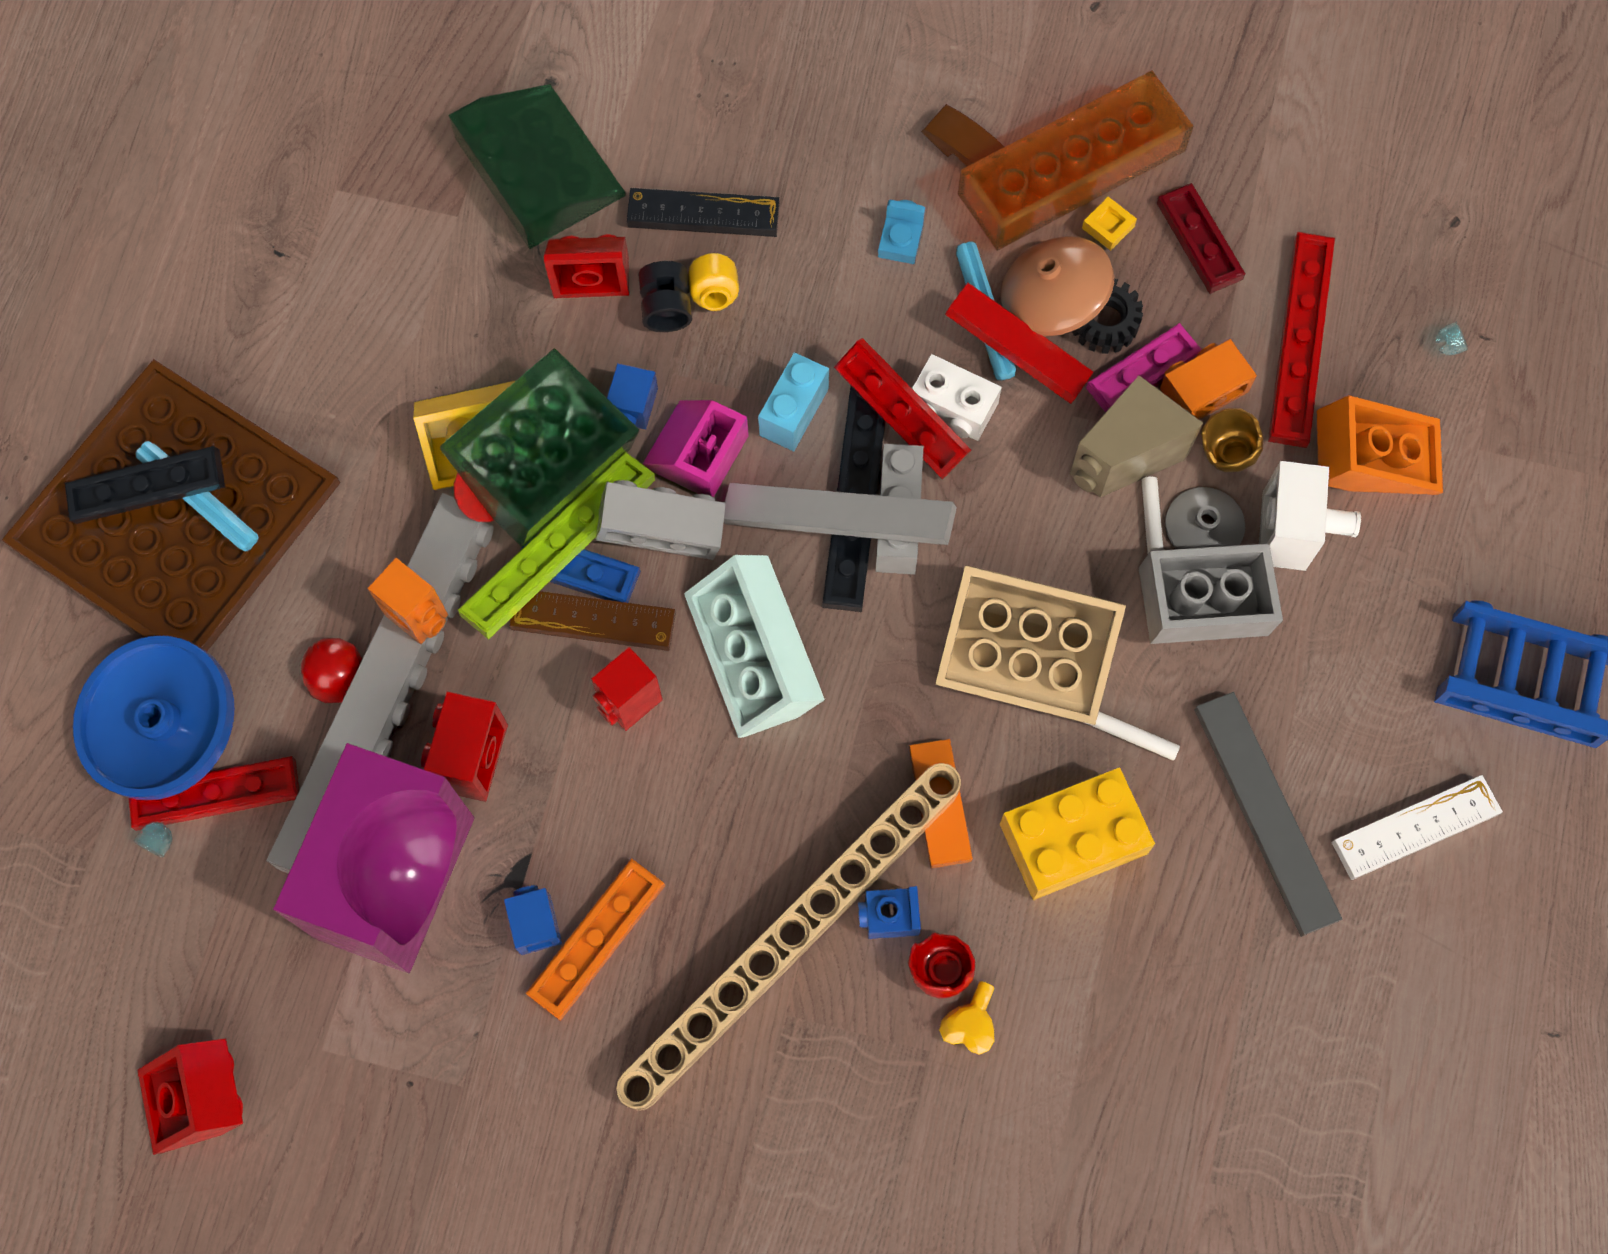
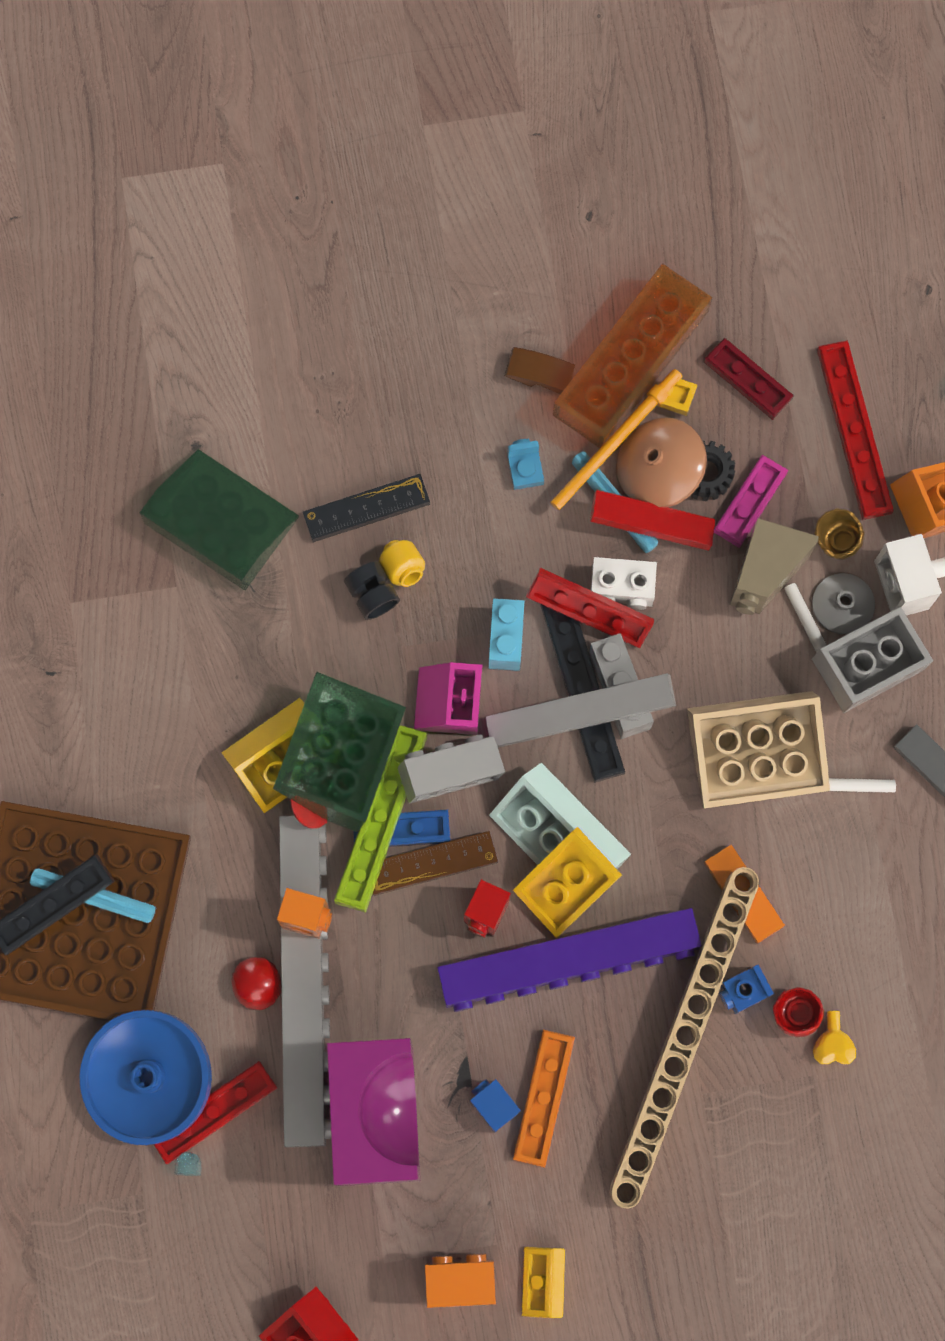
camera: 25 degrees left, 5 degrees up
(383, 1105) = (460, 1282): none -> orange brick
(466, 744) = (389, 1001): red brick -> none
(494, 1155) = (543, 1282): none -> yellow slope
(587, 266) = (302, 588): red slope -> none
(634, 393) = (383, 677): blue brick -> none
(697, 789) = (569, 958): none -> dark purple brick
(733, 698) = (567, 882): none -> yellow plate
(1076, 833) = (851, 877): yellow brick -> none
(1082, 211) = (656, 396): none -> light orange bar
(1209, 380) = (802, 493): orange brick -> none

